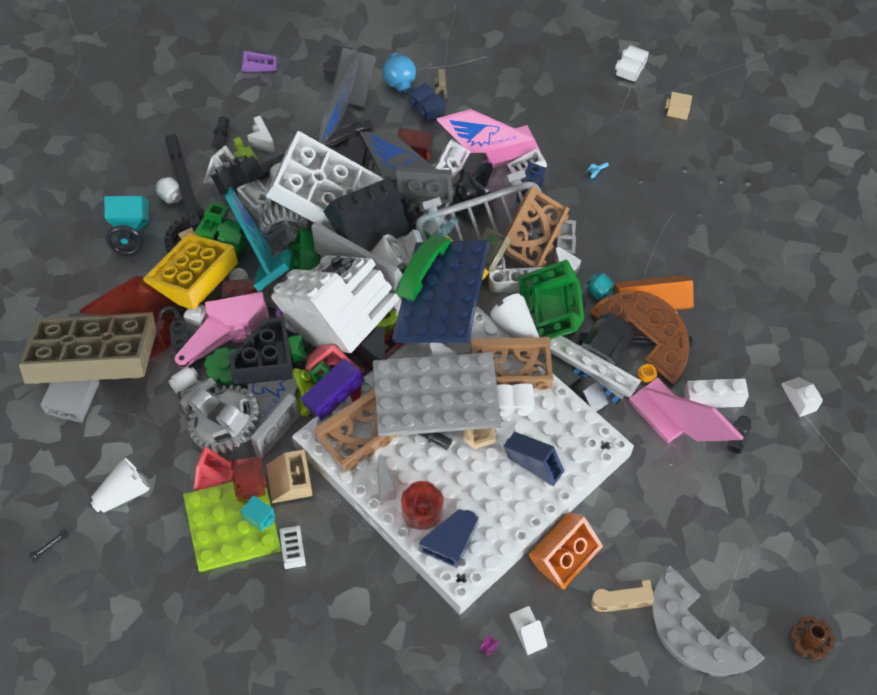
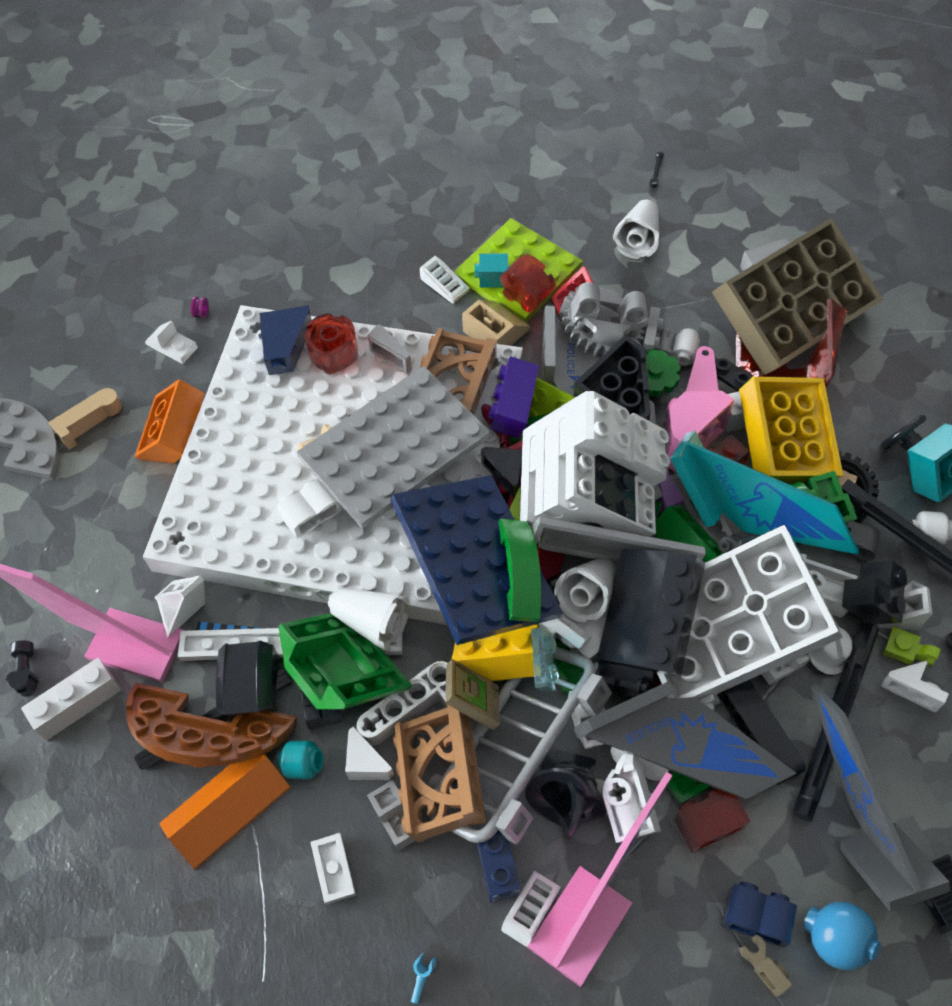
camera: 150 degrees right, 0 degrees up
(517, 346) = (335, 522): medium nougat fence -> none
(535, 457) = (245, 455): dark blue slope -> none
(590, 392) = (238, 606): slope -> none
(613, 231) = (333, 868): none -> white plate
(624, 413) = (180, 602): none -> white slope
(647, 373) = (177, 678): light orange plate -> none

